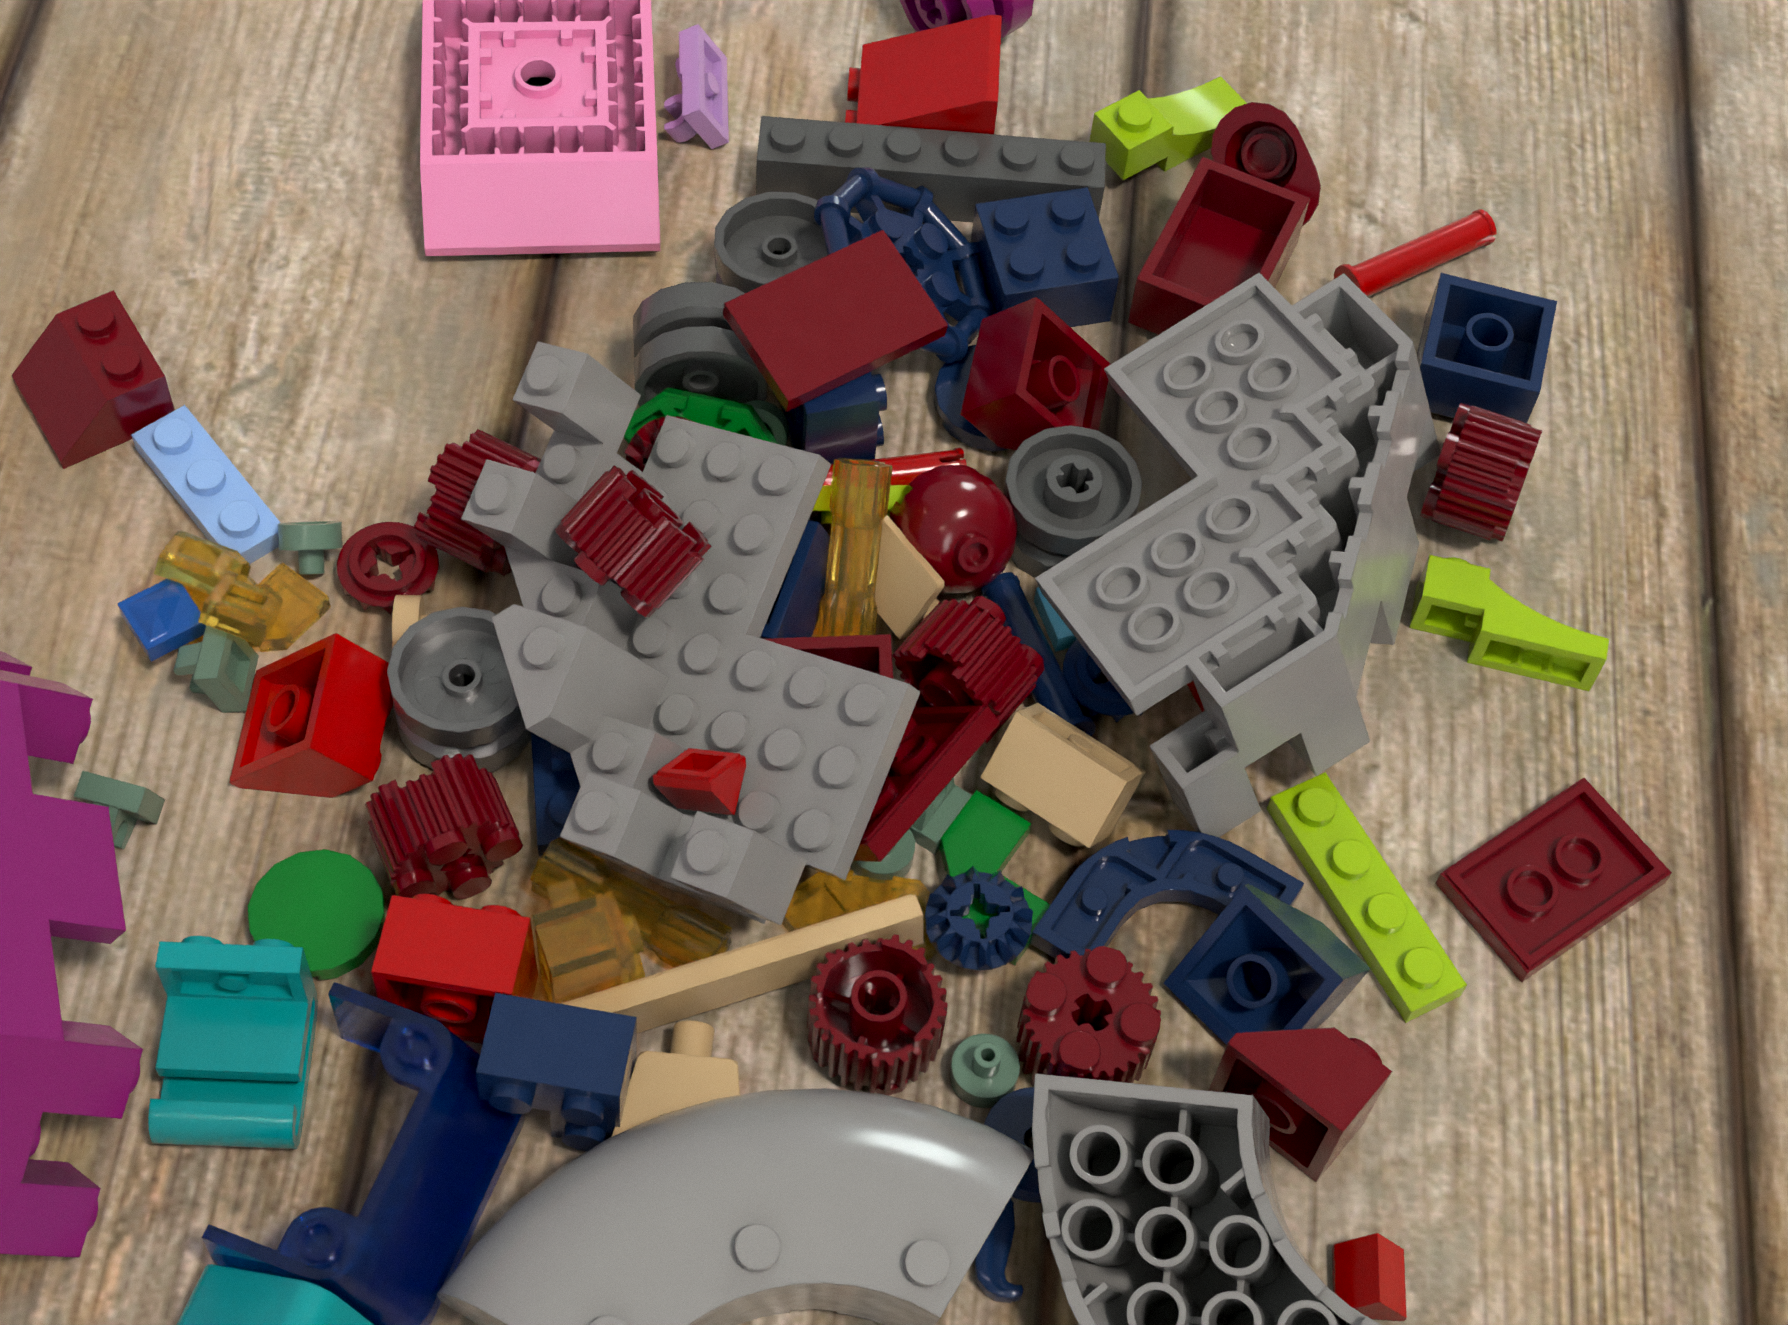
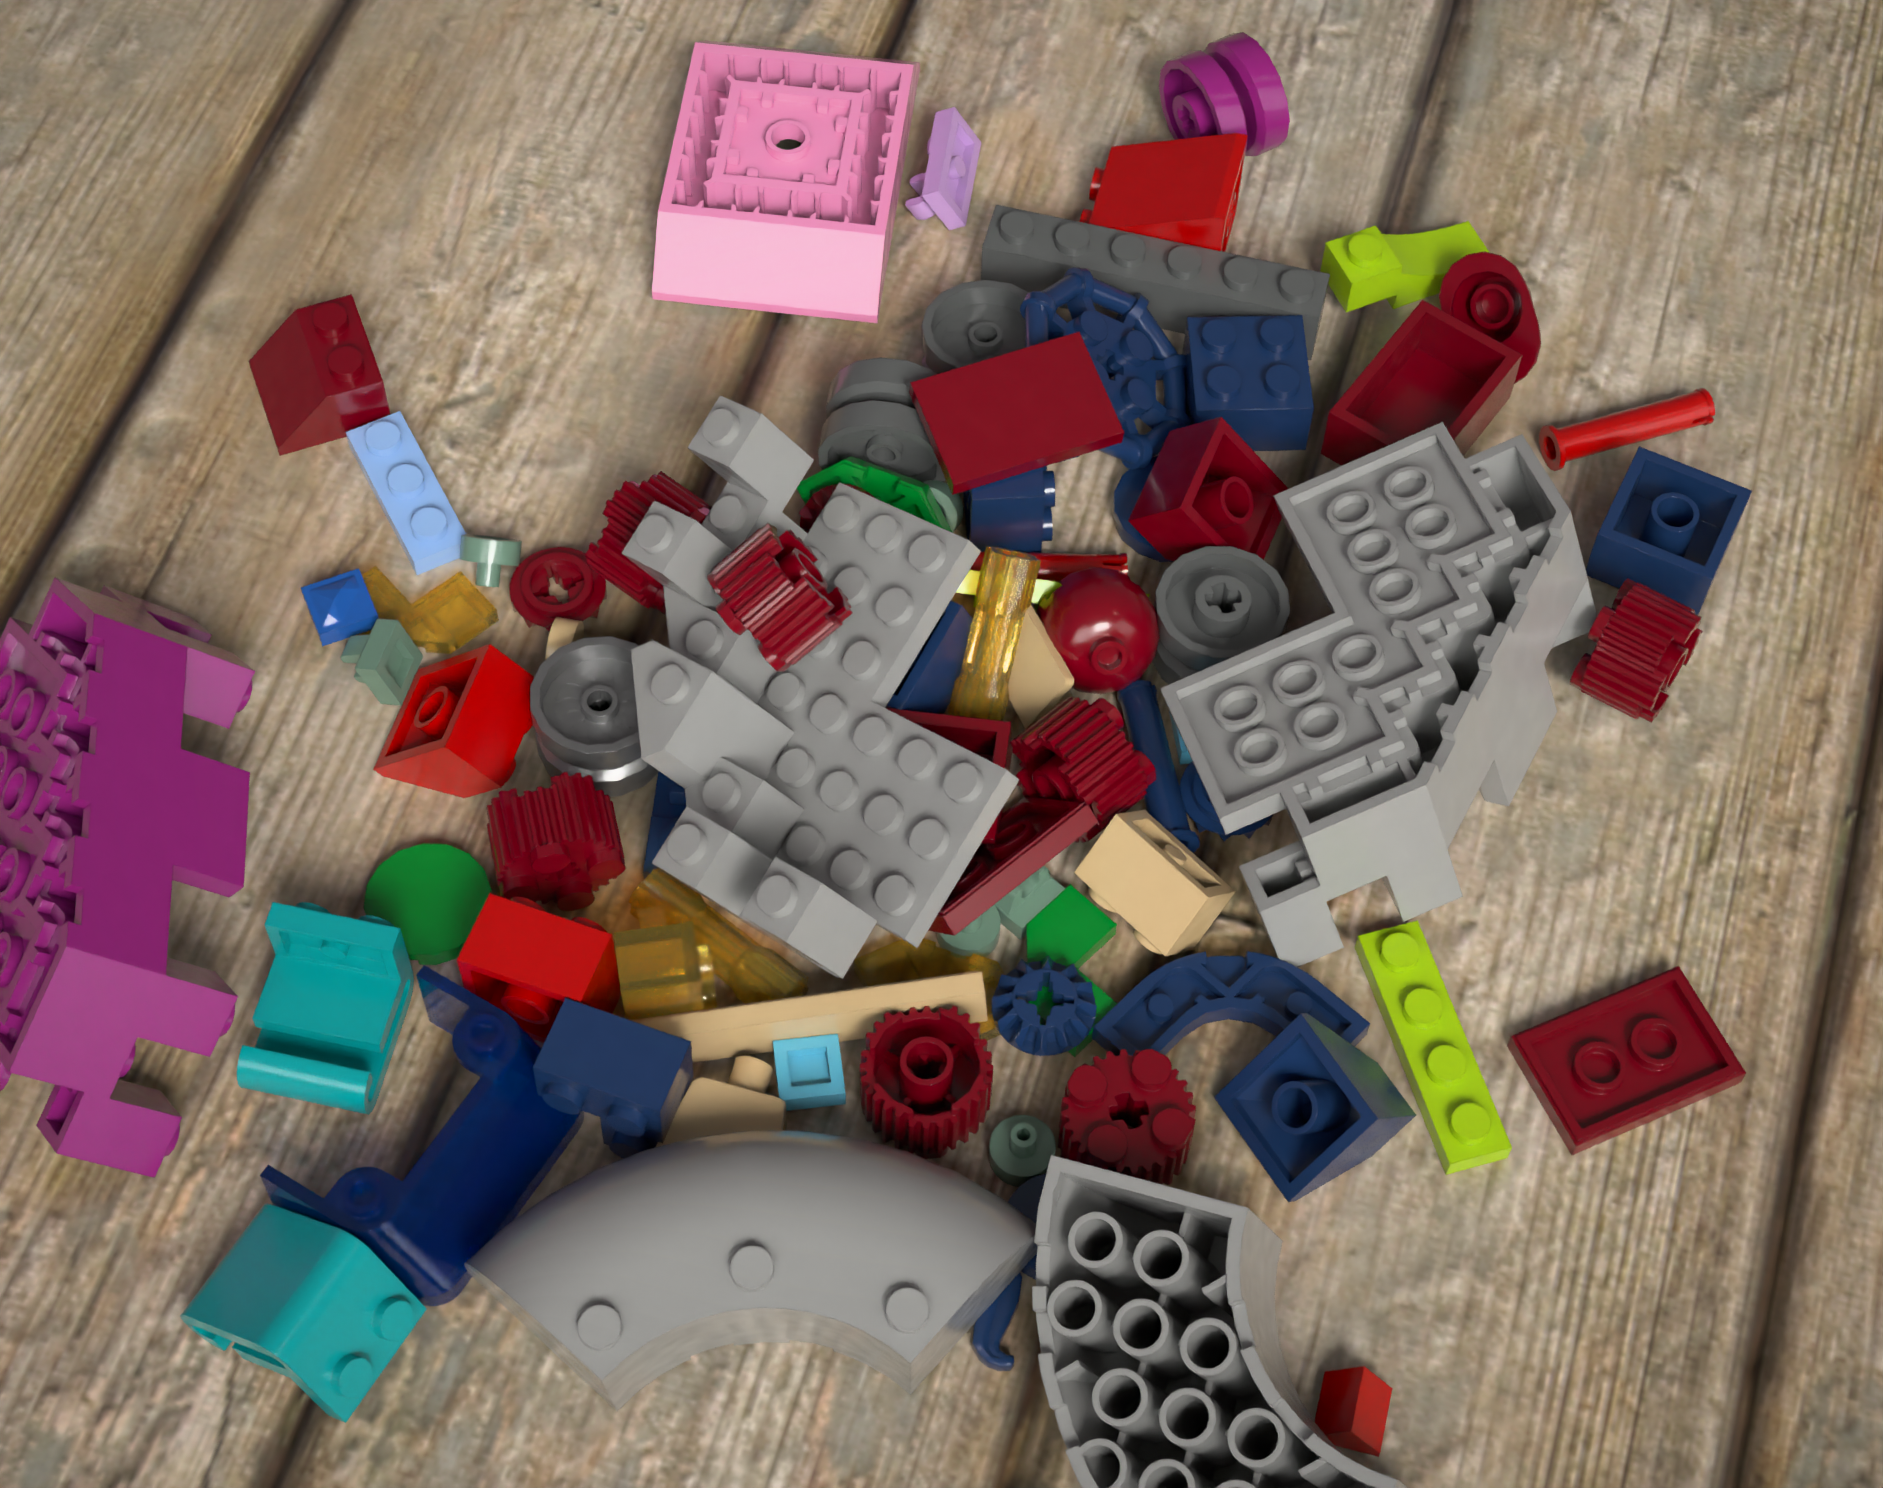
camera: 15 degrees right, 0 degrees up
(125, 803) = (268, 775): sand green tile -> none
(235, 599) = (407, 597): clear yellow tile -> none
(703, 780) = (802, 833): red slope -> none
(753, 1025) = (809, 1072): none -> medium azure plate
(1310, 1086) = (1326, 1214): dark red slope -> none
(1502, 632) = (1628, 812): lime slope -> none

